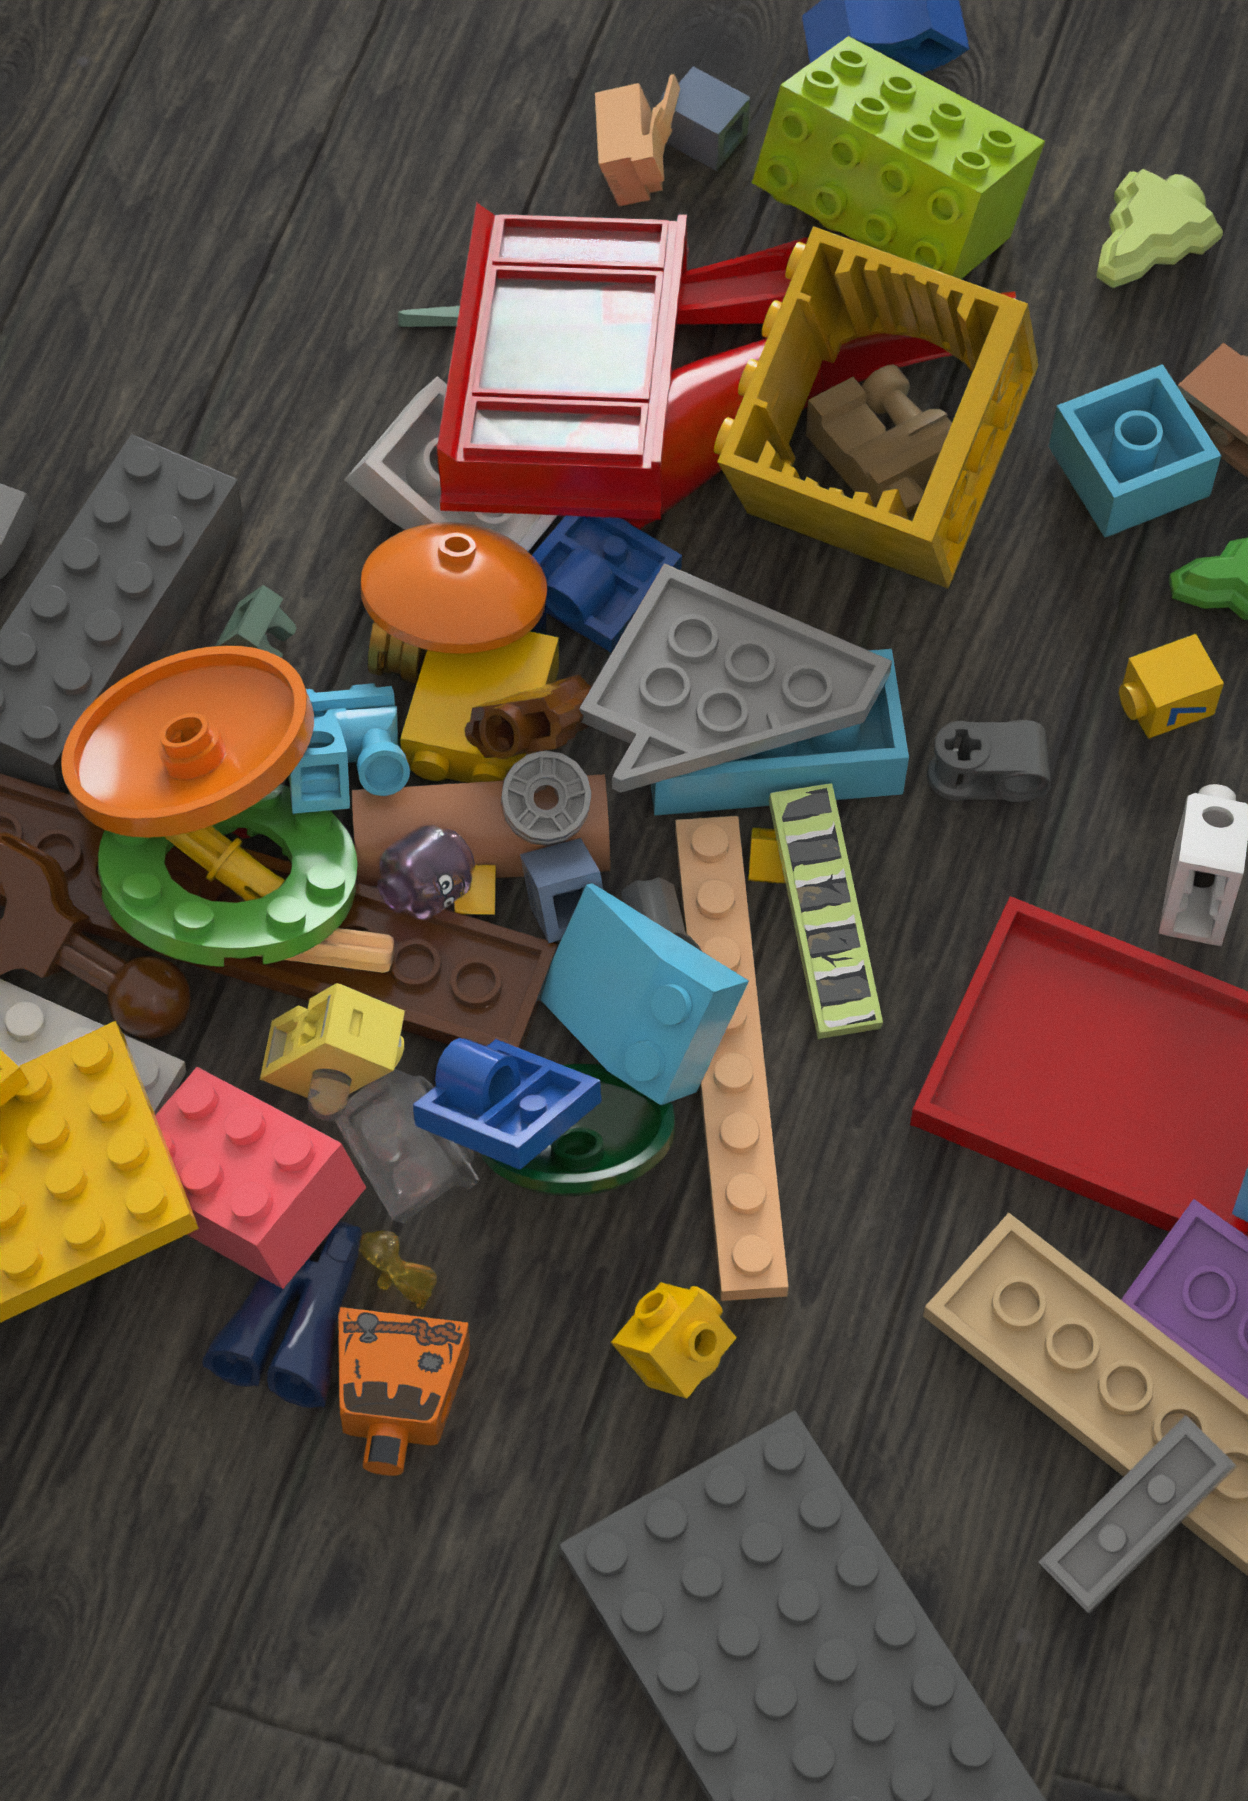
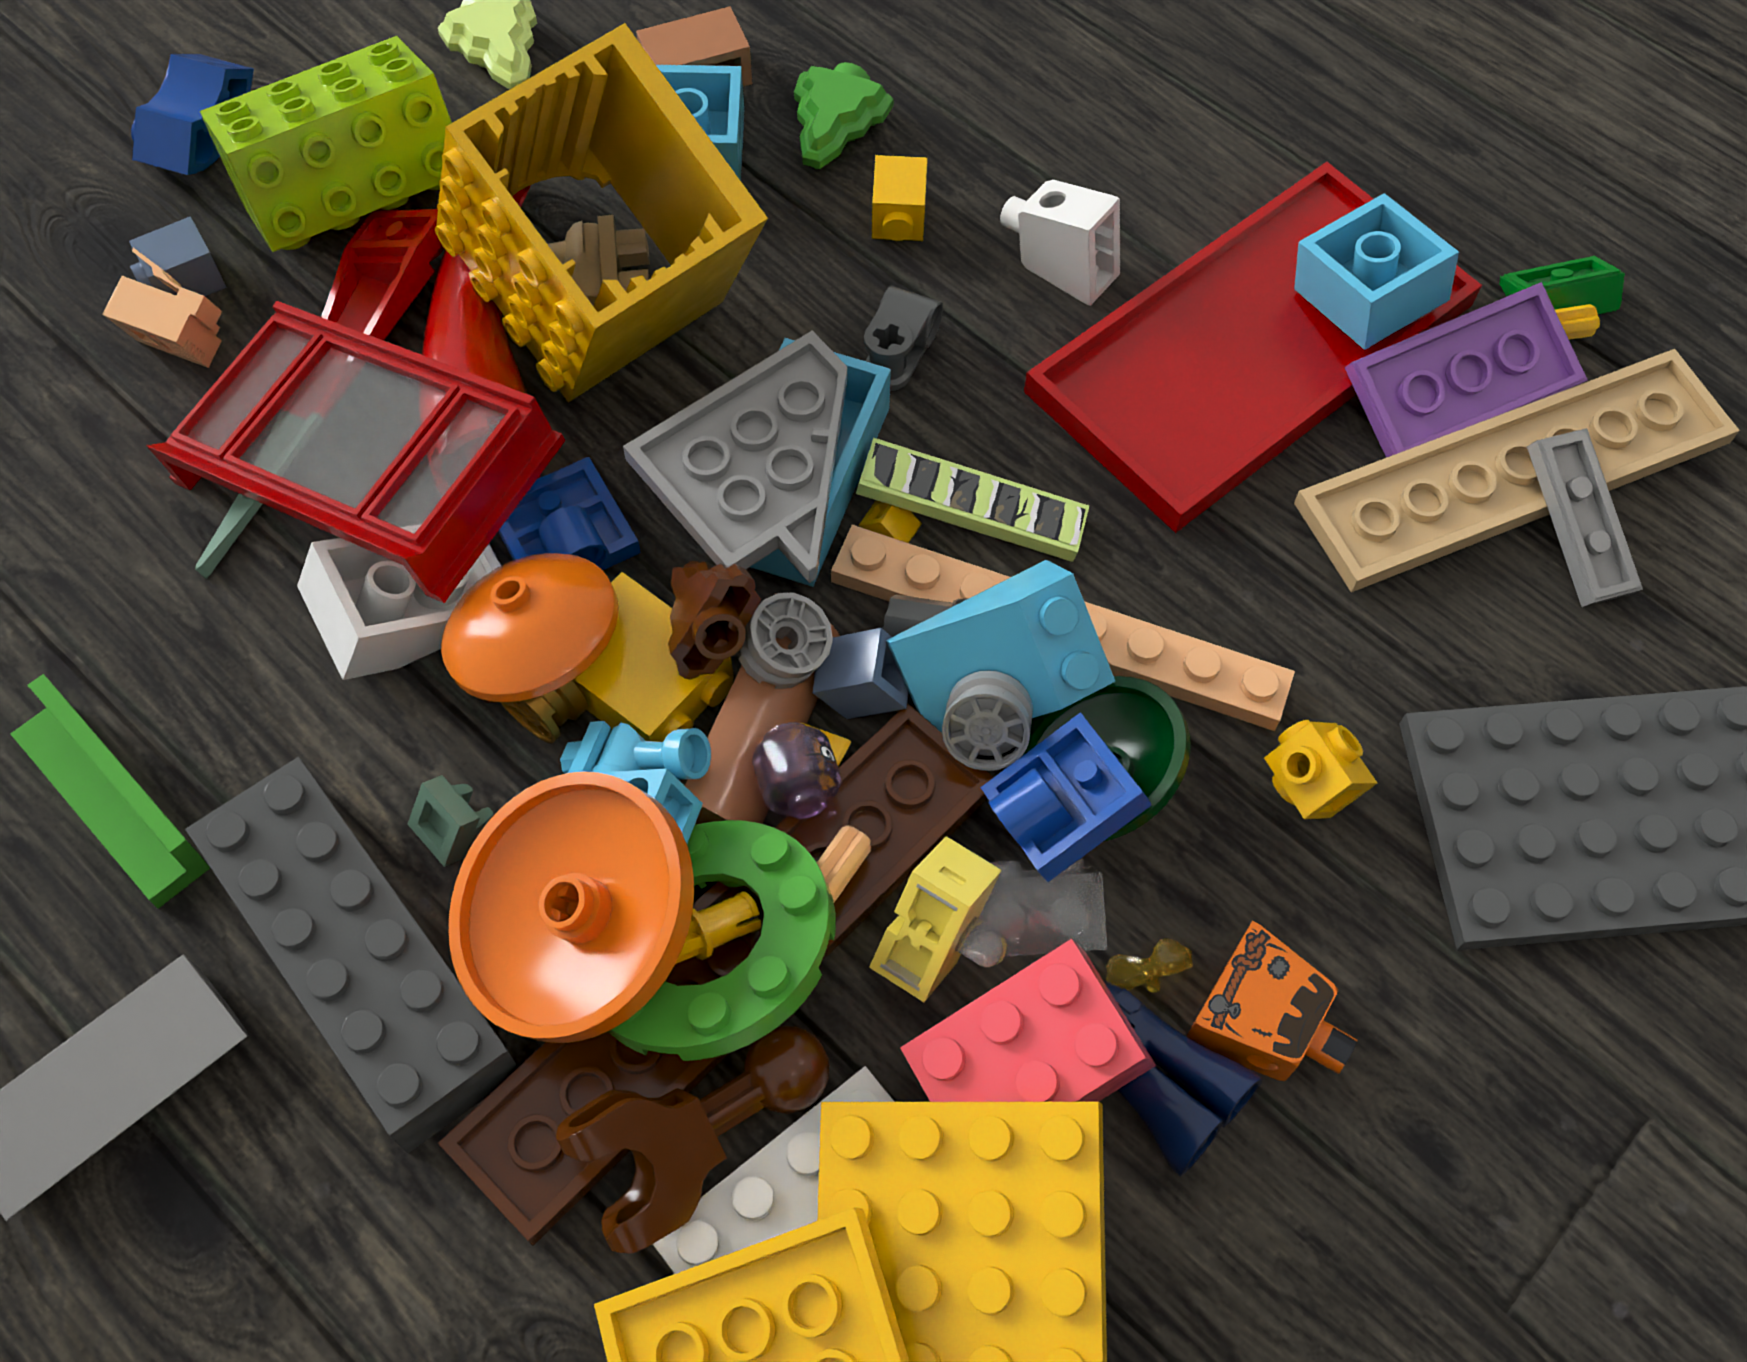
camera: 65 degrees left, 0 degrees up
(153, 362) = (108, 798): none -> bright green fence
(563, 1007) = (987, 718): none -> light grey wheel

